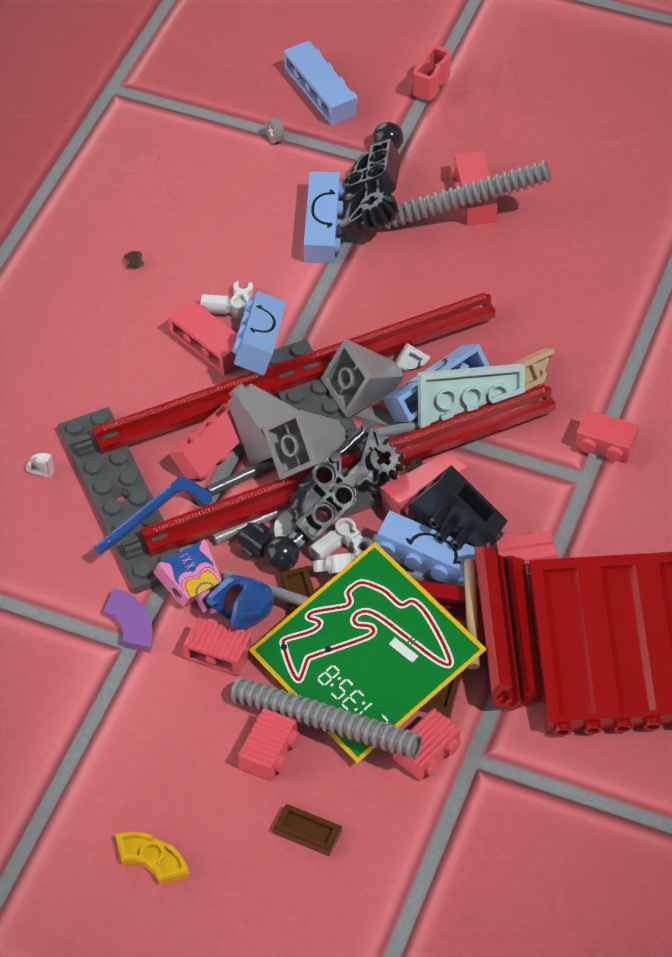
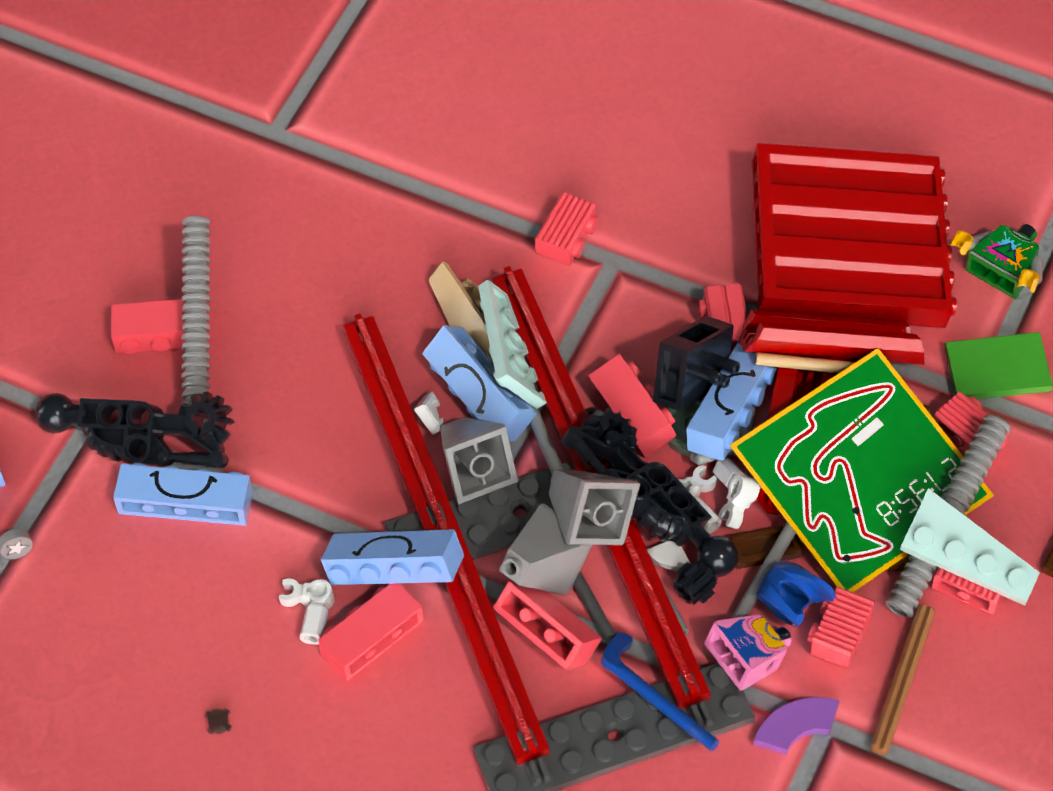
camera: 85 degrees left, 5 degrees up
(172, 695) = (902, 680): none -> medium nougat axle
(281, 722) = (963, 548): none -> light aqua wing
(503, 773) = (999, 366): none -> bright green tile
(622, 772) = (1003, 258): none -> torso

